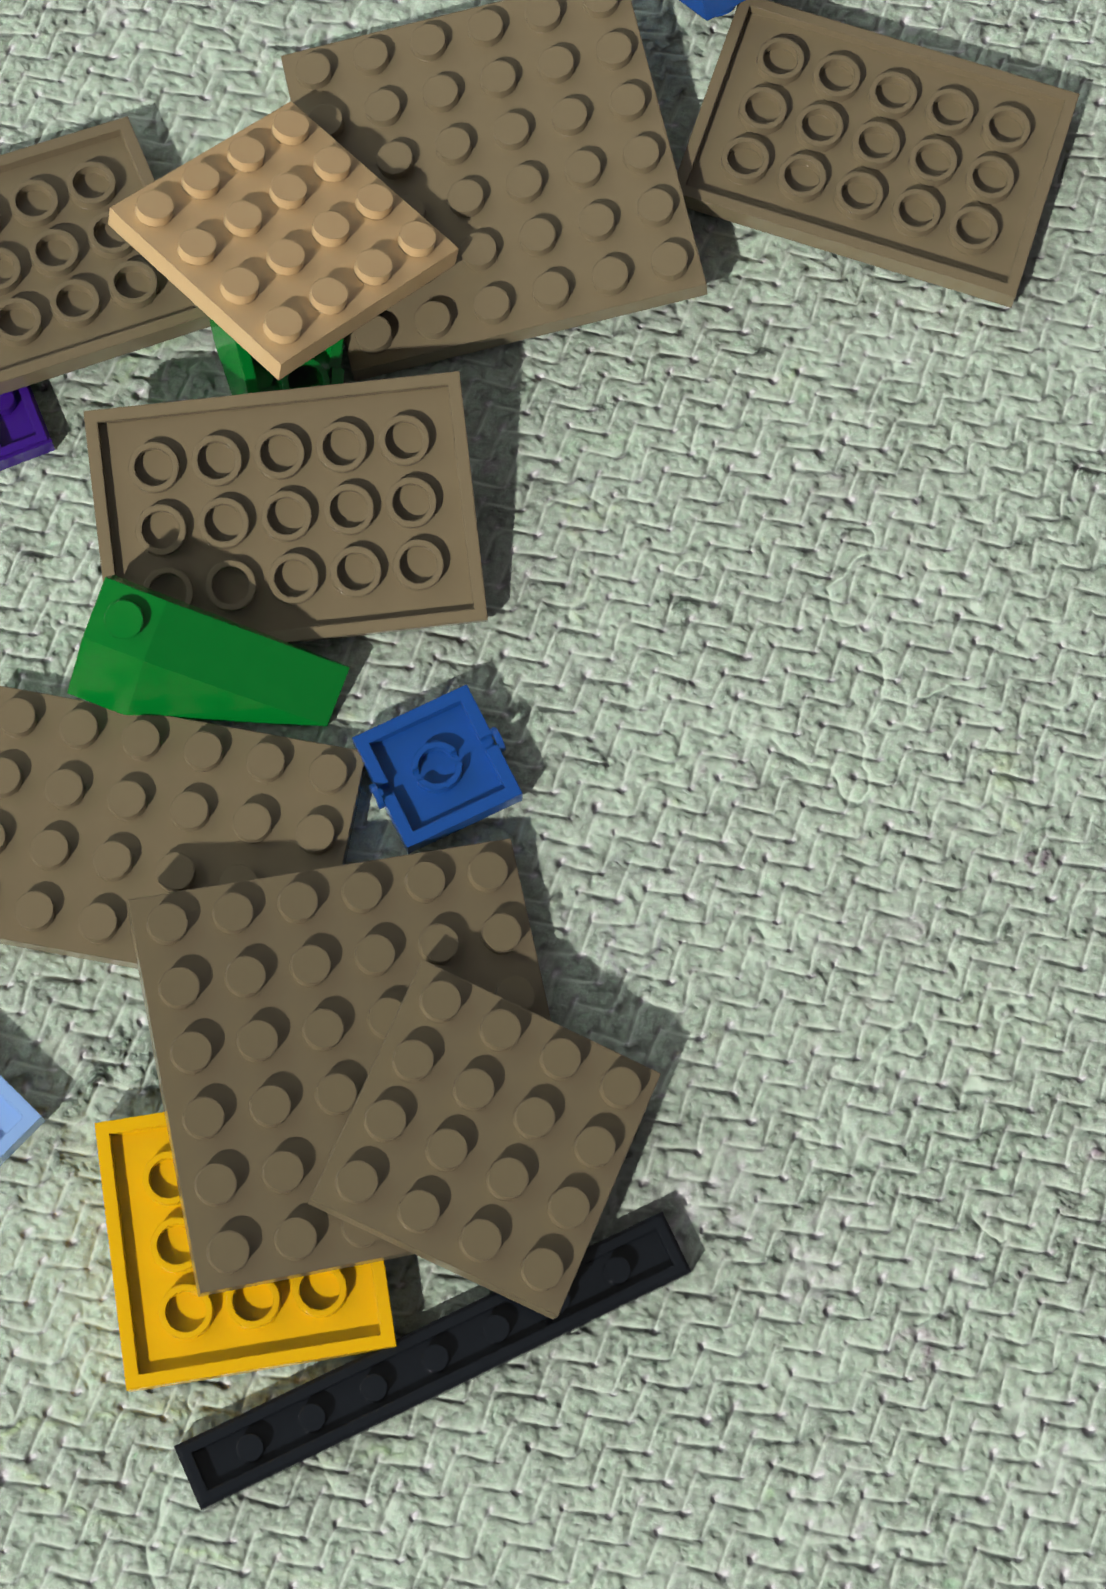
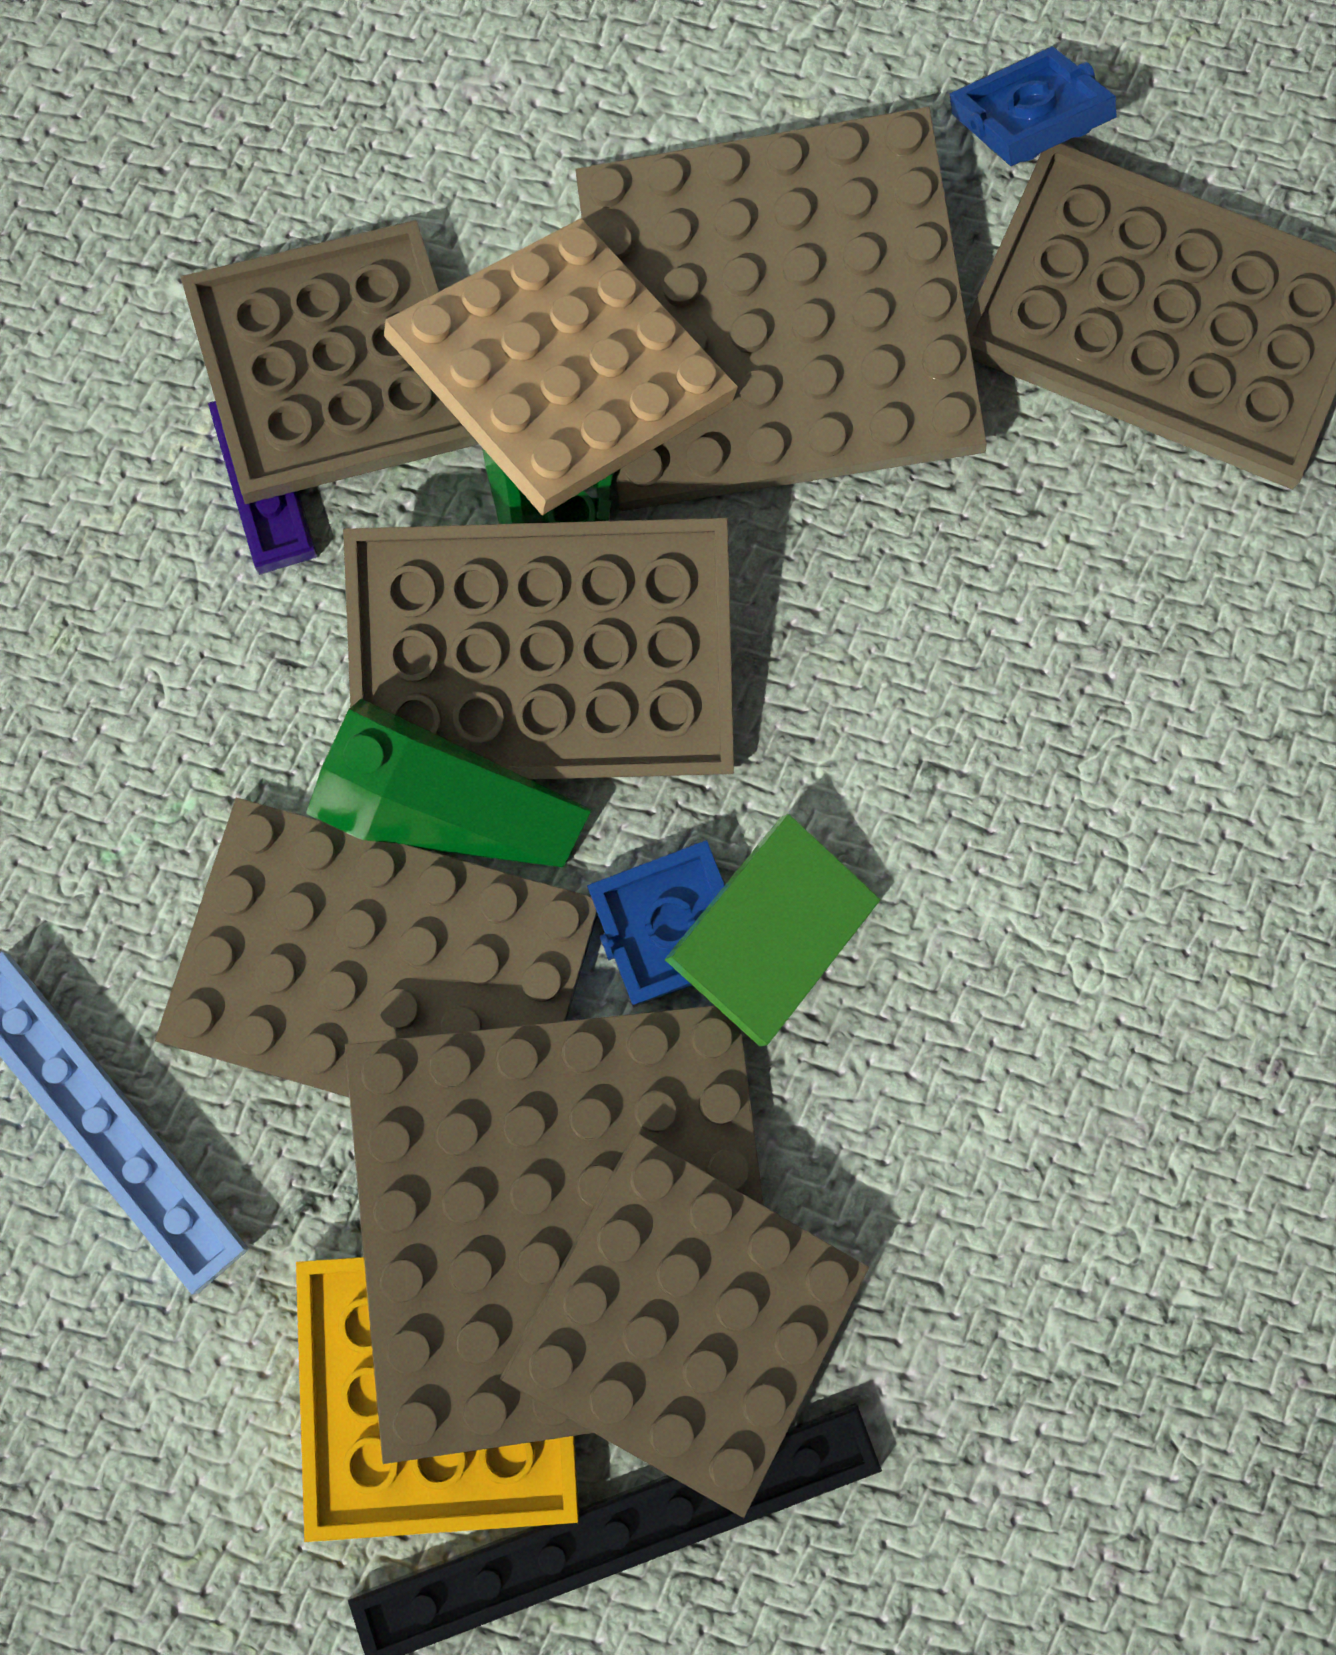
camera: 10 degrees right, 5 degrees up
(539, 763) = (773, 930): none -> bright green tile

